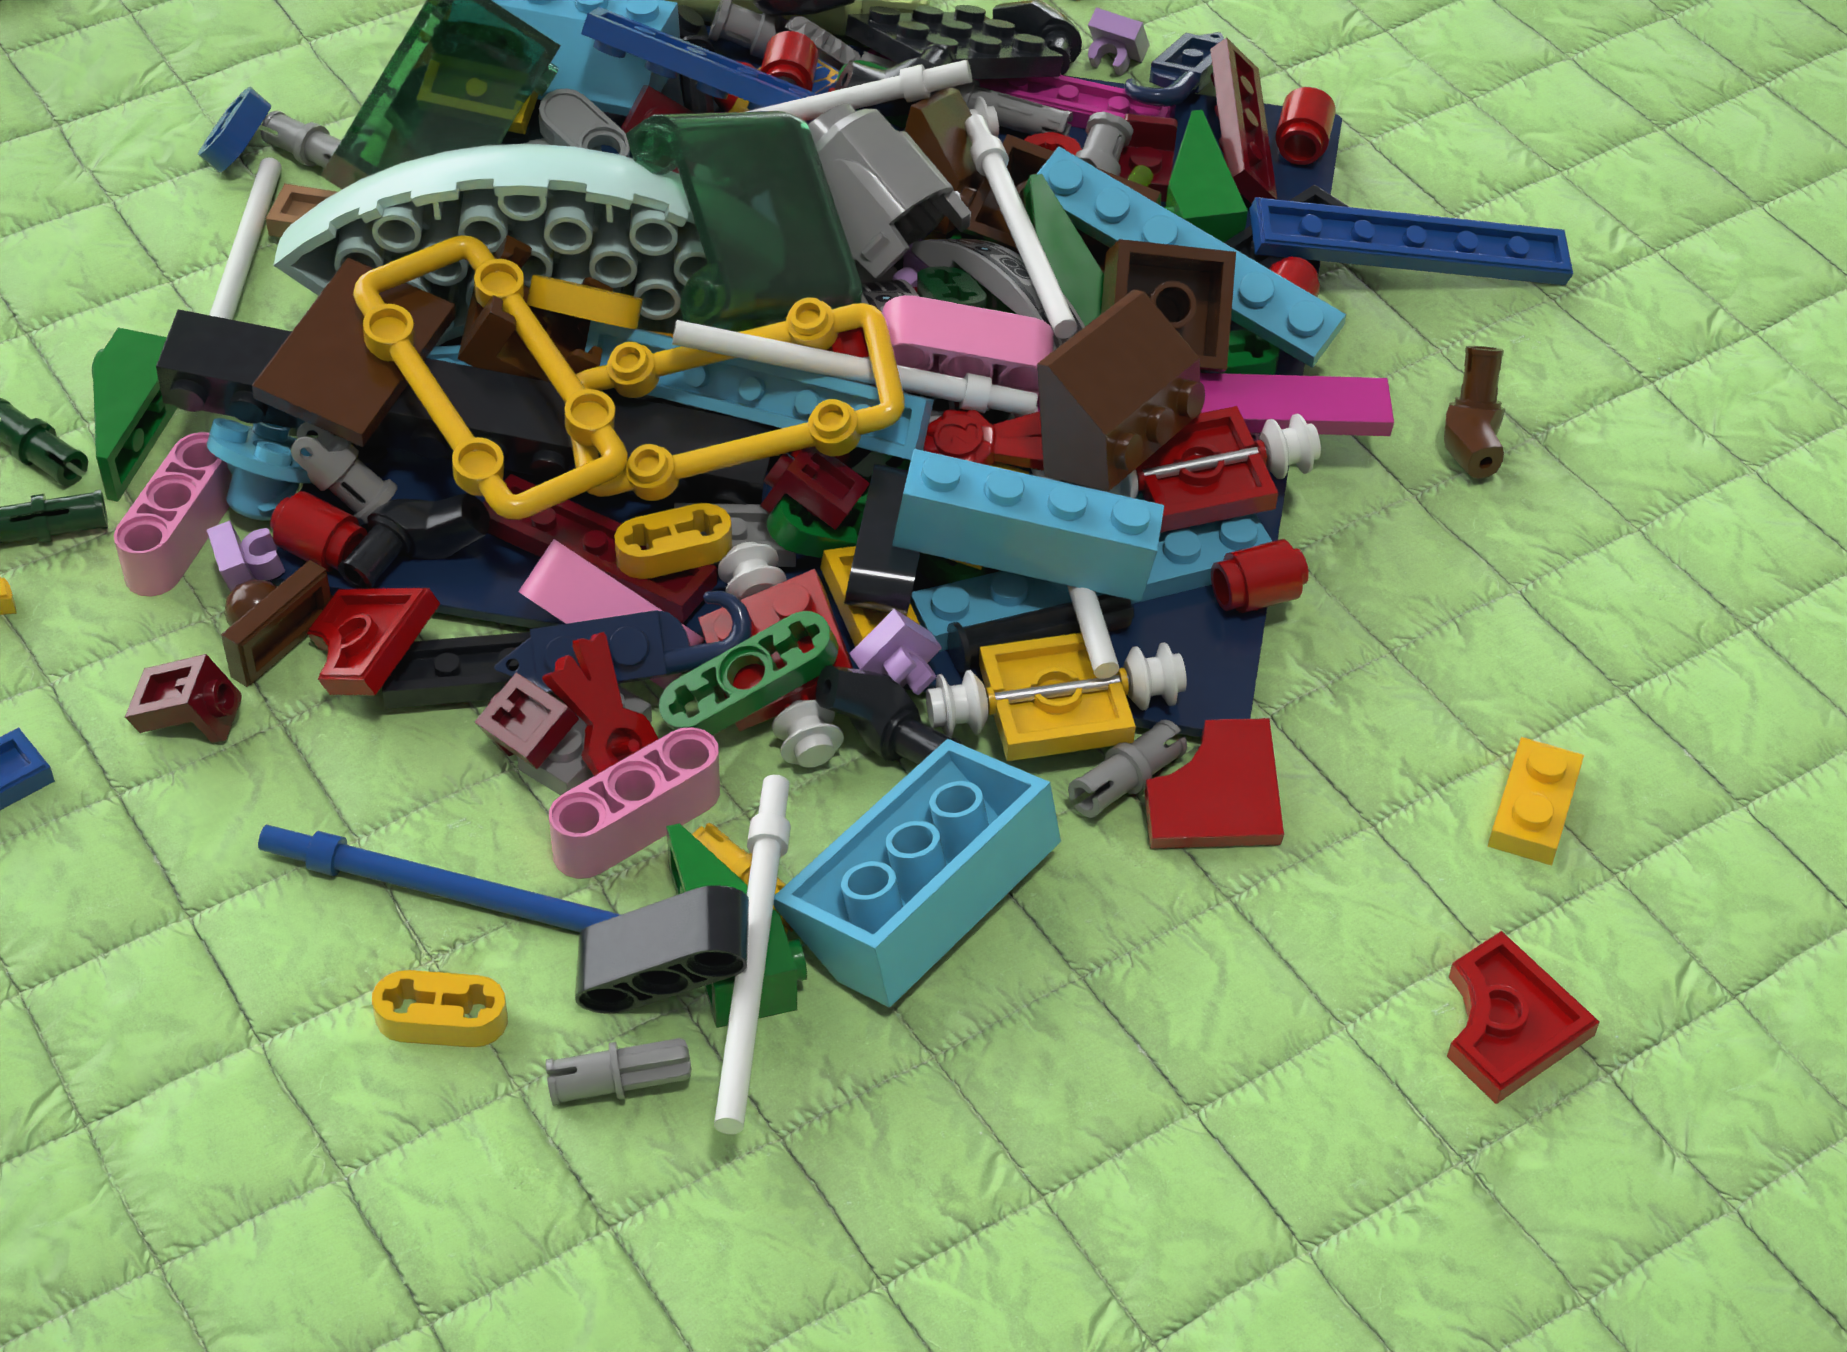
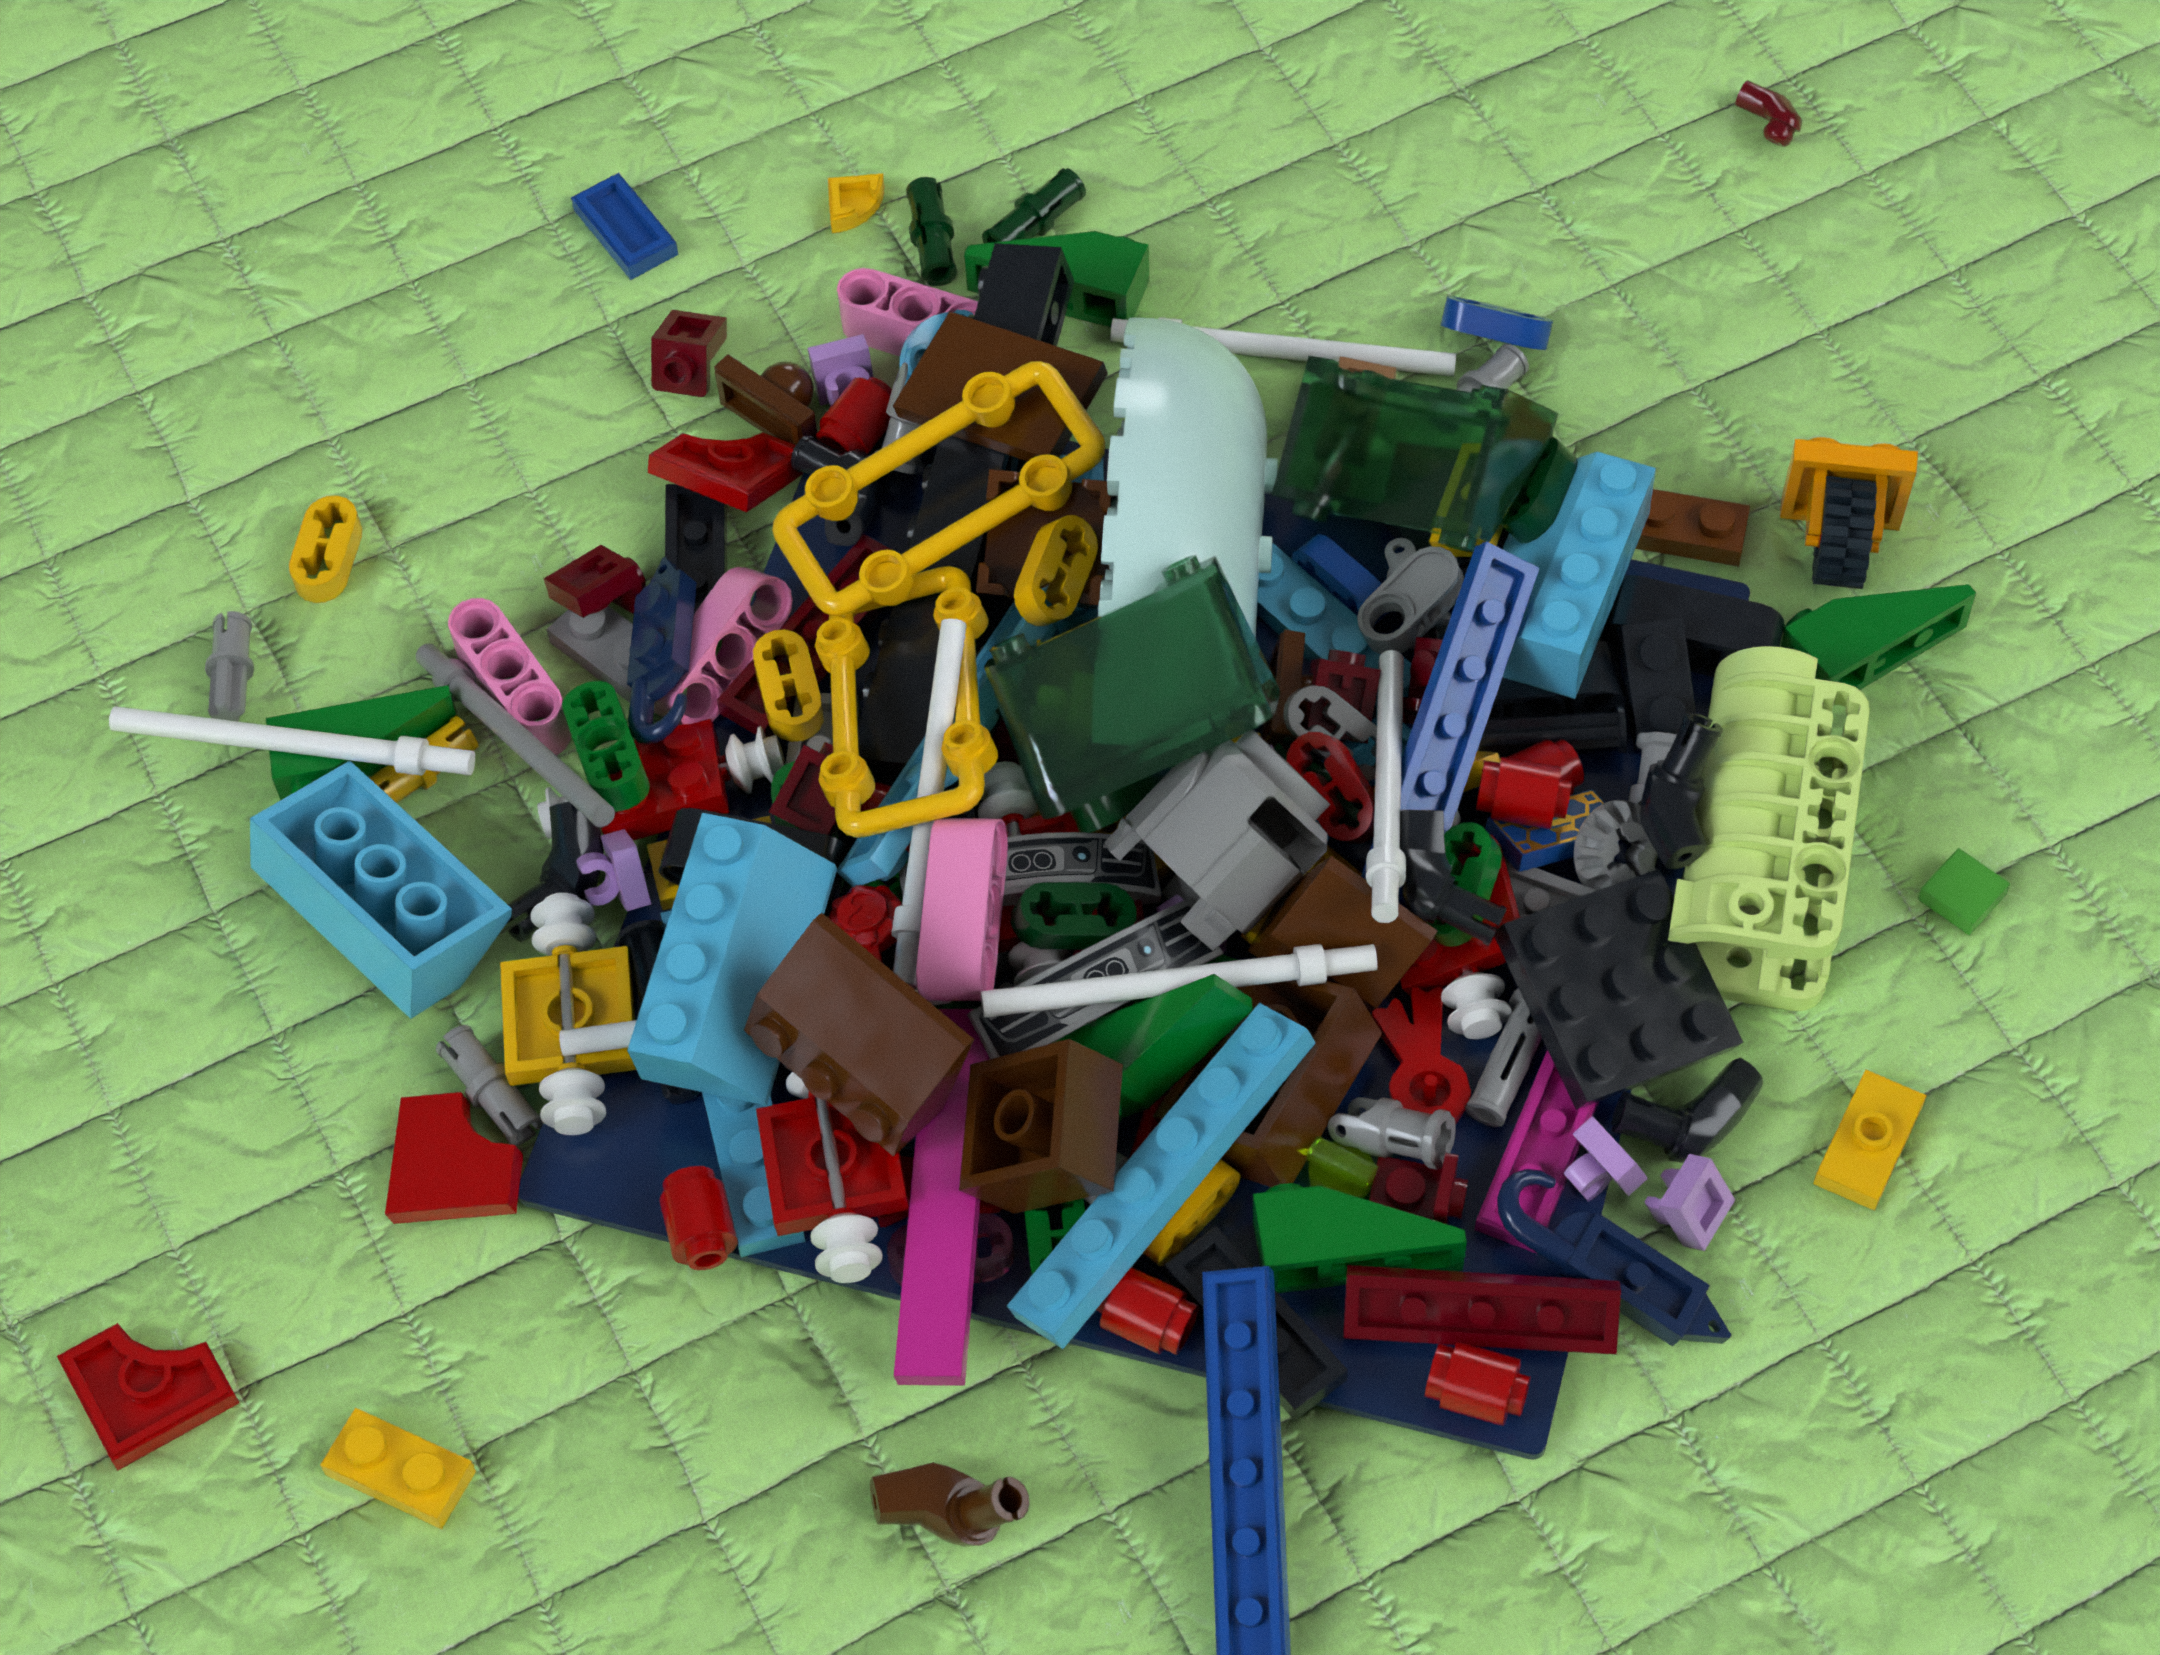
camera: 100 degrees right, 10 degrees up
(331, 854) = (500, 468): blue bar -> none
(595, 697) = (606, 620): red piece -> none
(641, 846) = (514, 734): none -> light grey bar
(663, 949) = (303, 676): black beam -> none
(1104, 59) = (1602, 1163): none -> lavender tile

